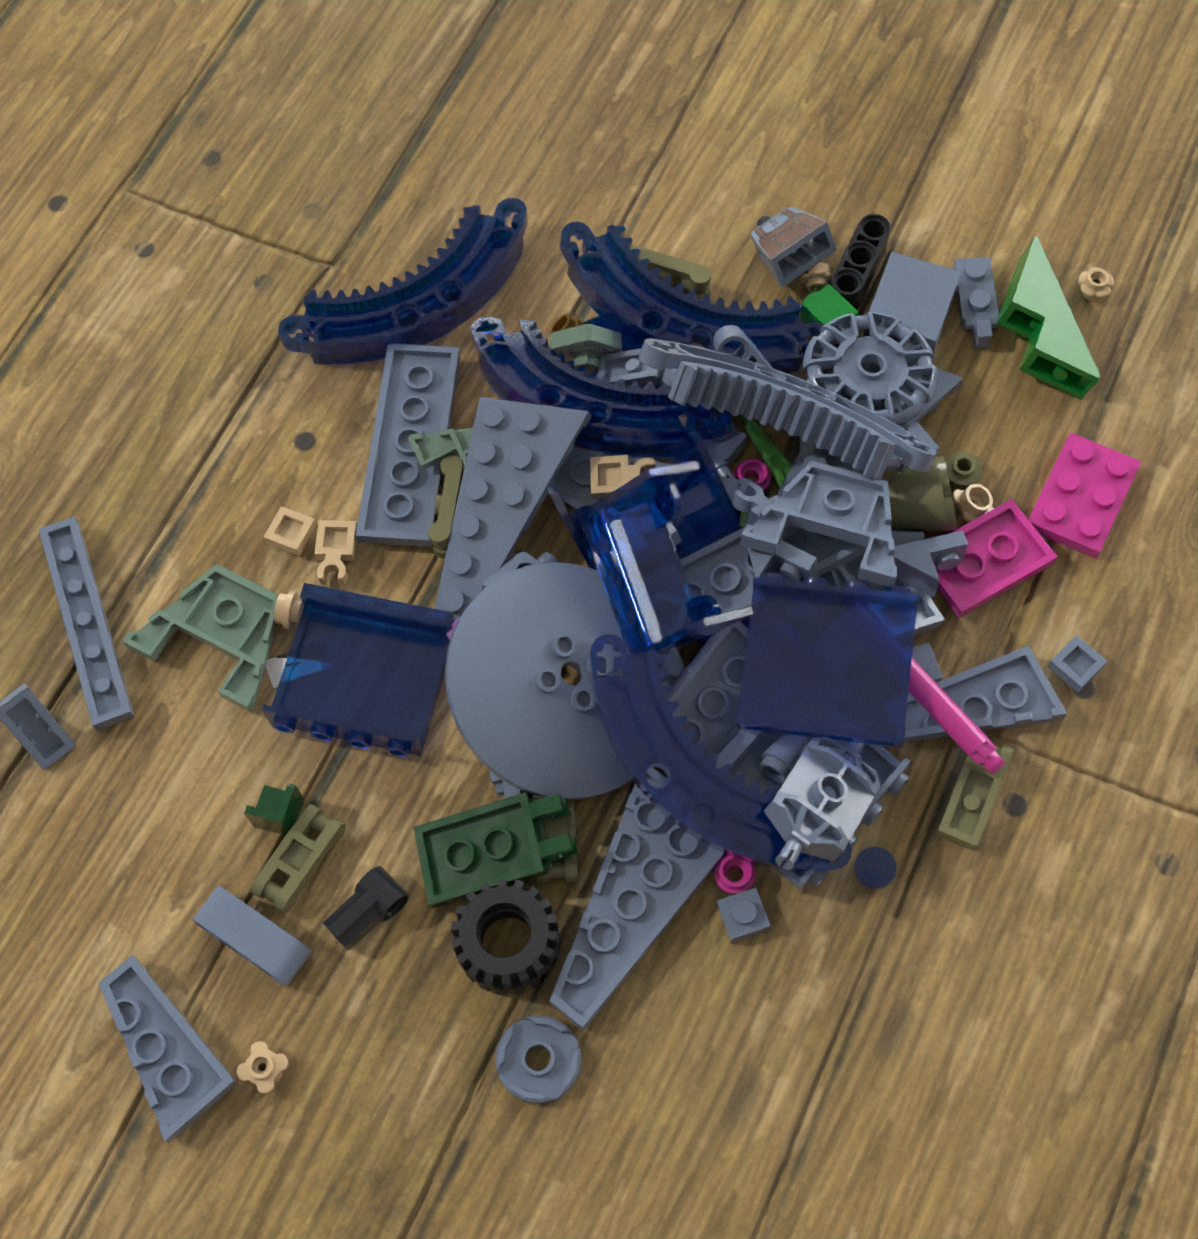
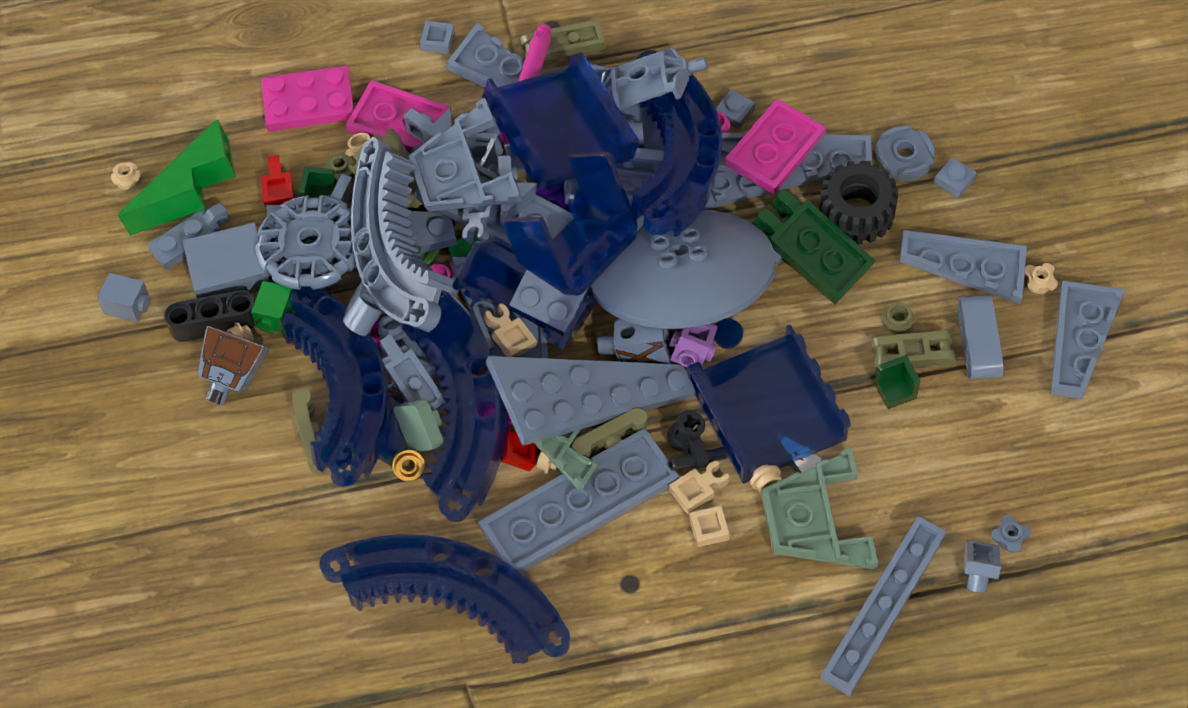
camera: 130 degrees left, 5 degrees down
(50, 796) = (1007, 542): none -> sand blue plate
(332, 1014) = (971, 262): none -> sand blue wing
(338, 867) = (901, 311): none -> olive plate
(375, 900) = (897, 287): black piece -> none
(381, 569) = (690, 442): none -> black piece
(460, 1088) = (955, 177): none -> sand blue plate
(642, 897) = (775, 146): none -> dark pink plate
(937, 207) = (124, 297): none -> sand blue brick
(947, 425) = (317, 182): none -> dark green panel
(979, 398) = (276, 186): none -> red plate

